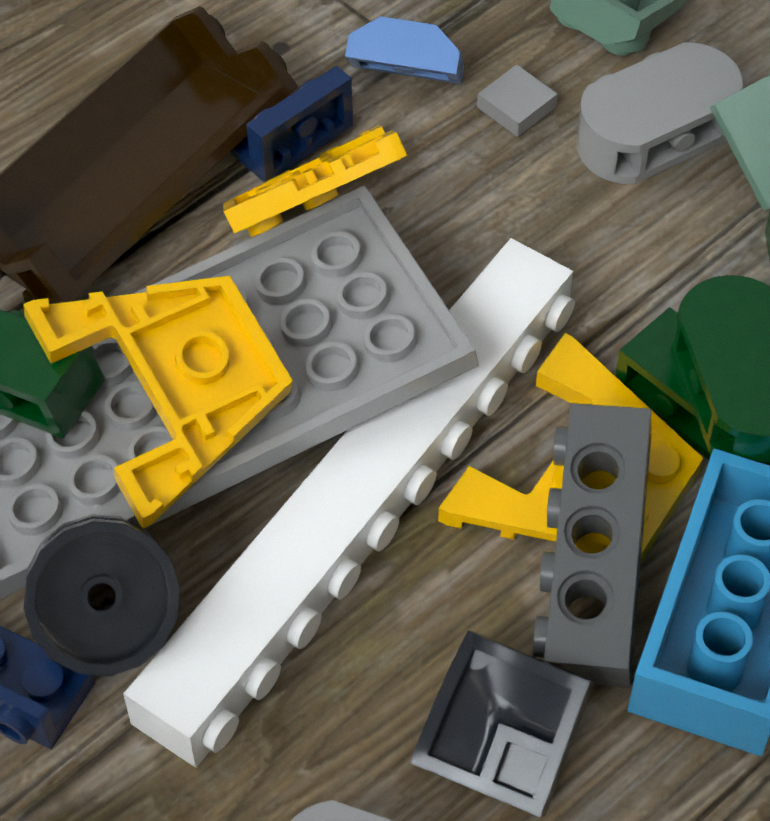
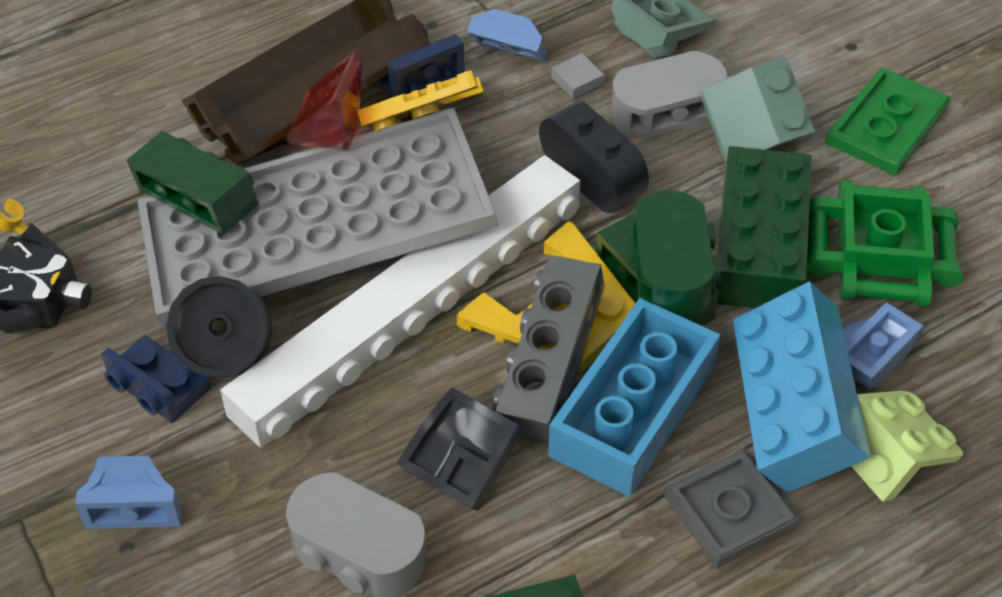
camera: 10 degrees right, 5 degrees down
(179, 210) = (330, 107): none -> clear red slope
(197, 362) = (314, 197): yellow wing -> none
(583, 225) = (596, 154): none -> black brick

